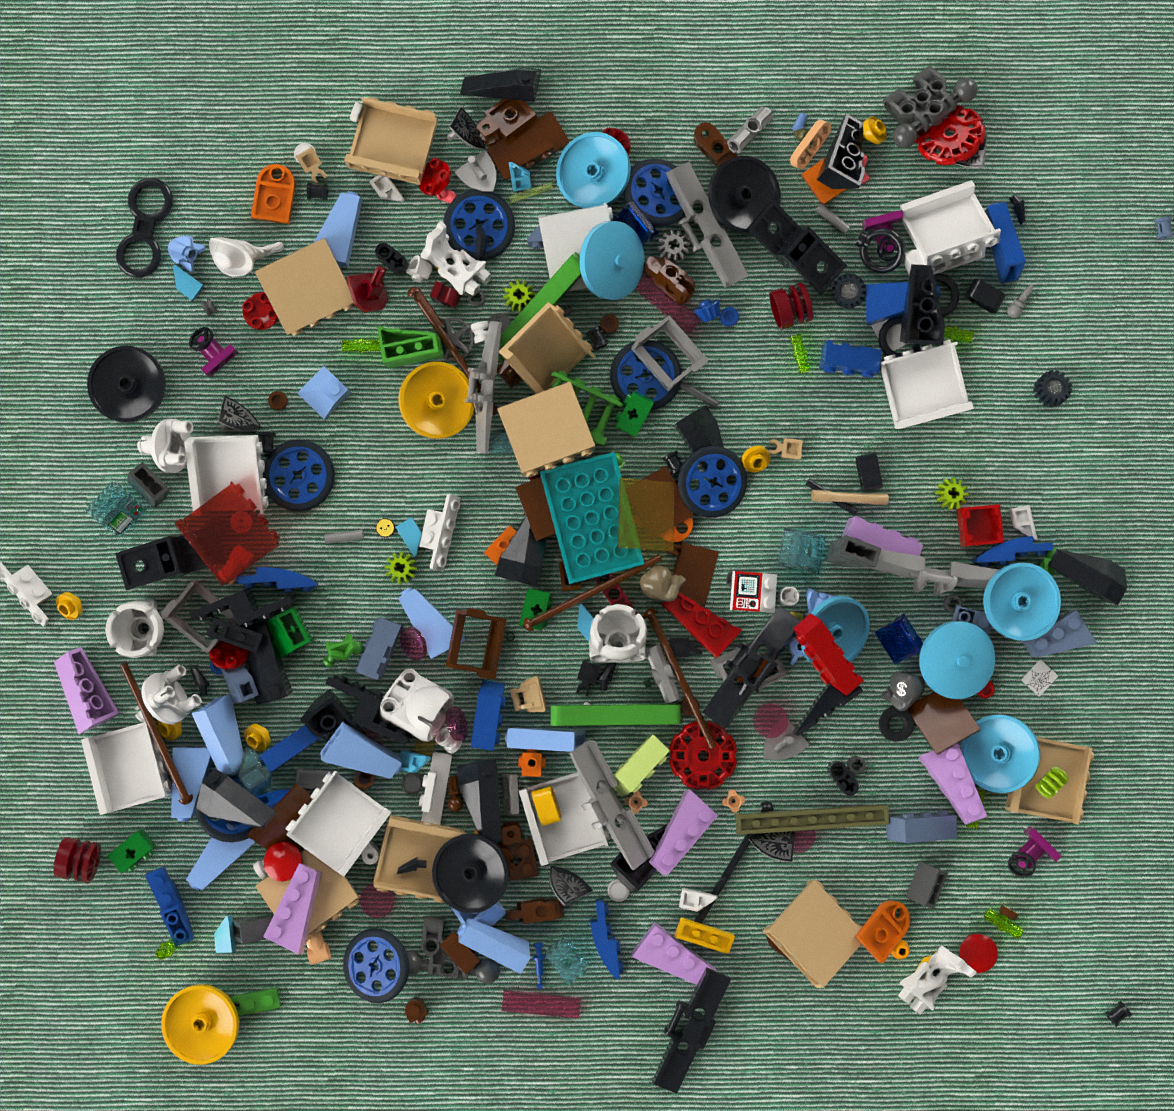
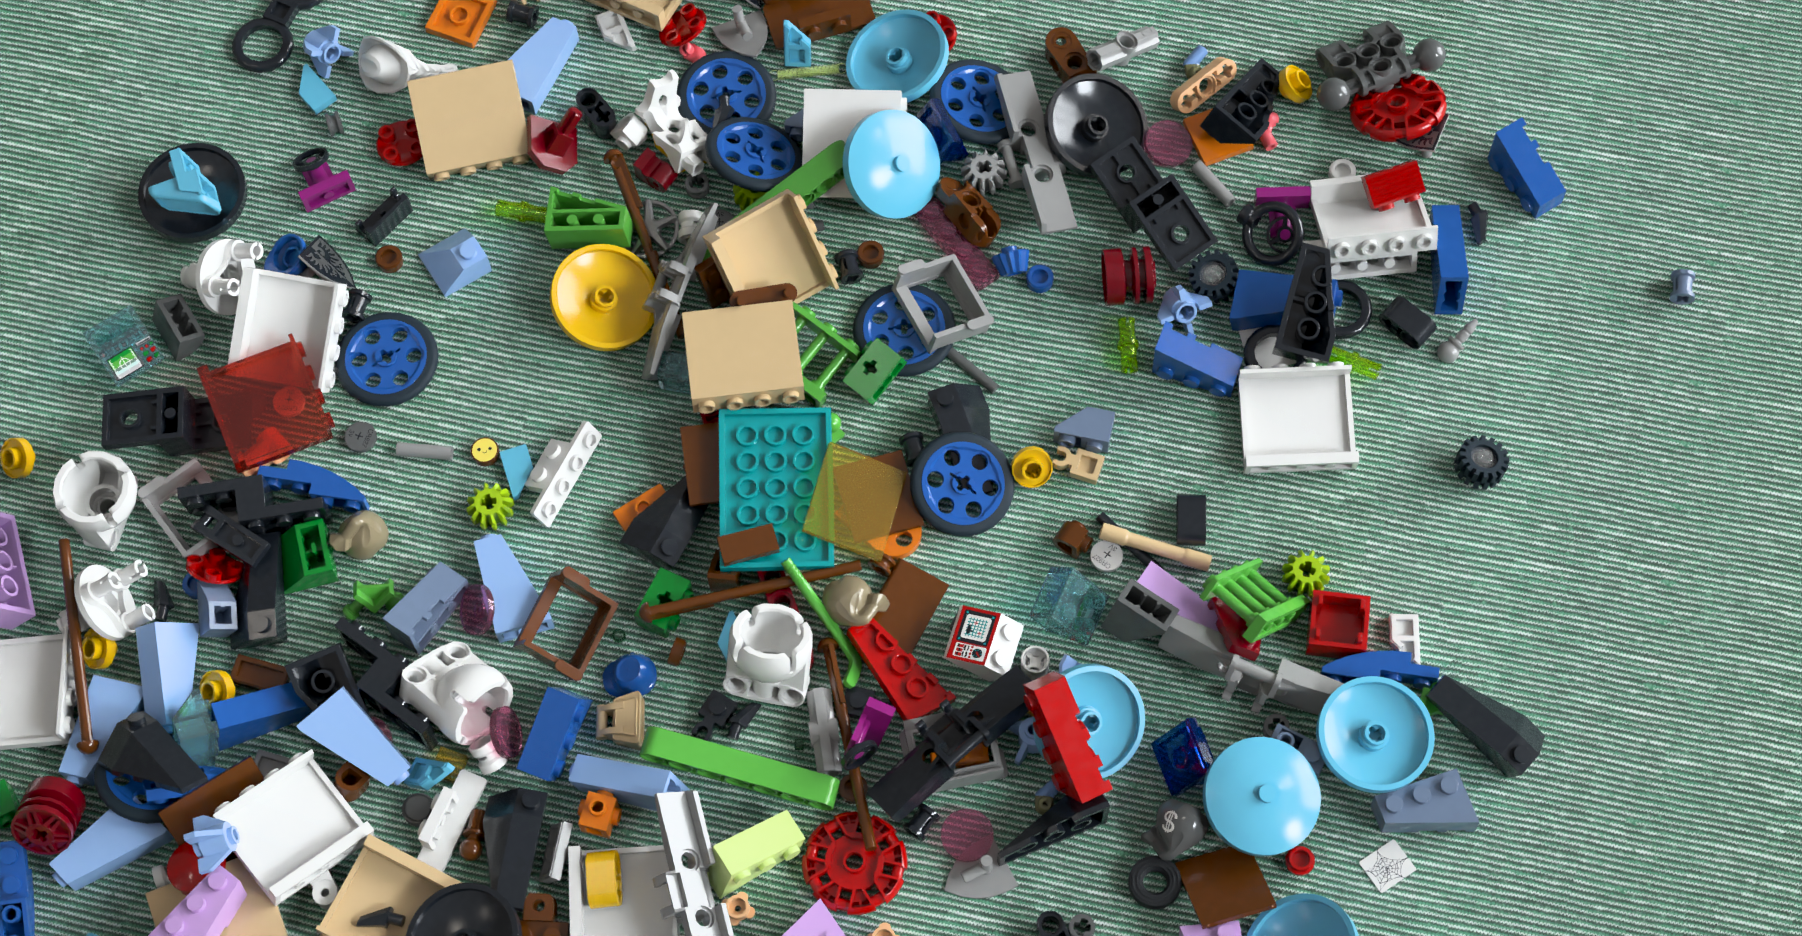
camera: 20 degrees right, 20 degrees down
(126, 387) = (188, 190): none -> medium azure piece
(175, 850) = (48, 815): none -> dark red wheel
(206, 419) = (285, 255): none -> blue hat
(265, 371) = (385, 218): none -> black hinge
(281, 717) = (257, 673): none -> reddish brown tile
(293, 852) = (211, 840): none -> light blue brick
(297, 536) = (360, 437): none -> dark grey piece
(319, 608) = (360, 535): none -> dark tan piece
(505, 289) = (752, 153): none -> blue wedge
(525, 662) = (630, 674): none -> blue hat
(549, 381) = (764, 295): none -> reddish brown piece
(552, 640) = (677, 652): none -> reddish brown tile
(584, 564) = (748, 544): none -> reddish brown tile
(671, 626) = (855, 663): none -> bright green piece
(693, 664) = (867, 734): none -> magenta piece
(740, 720) = (921, 822): none -> black bush
(788, 422) = (1086, 429): none -> sand blue slope
(793, 502) = (1072, 539): none -> reddish brown plate
(795, 195) = (1168, 143): none -> clear pink piece
(814, 684) = (1045, 797): none -> arm
(817, 510) = (1106, 556): none -> white piece
(831, 319) = (1181, 307): none -> light blue brick
(918, 189) = (1341, 168): none -> white tile
(920, 548) = (1232, 629): none -> dark red wing
(944, 529) = (1254, 599): none -> bright green fence
(960, 198) = (1393, 184): none -> red brick
(1045, 164) = (1524, 170): none -> blue wedge

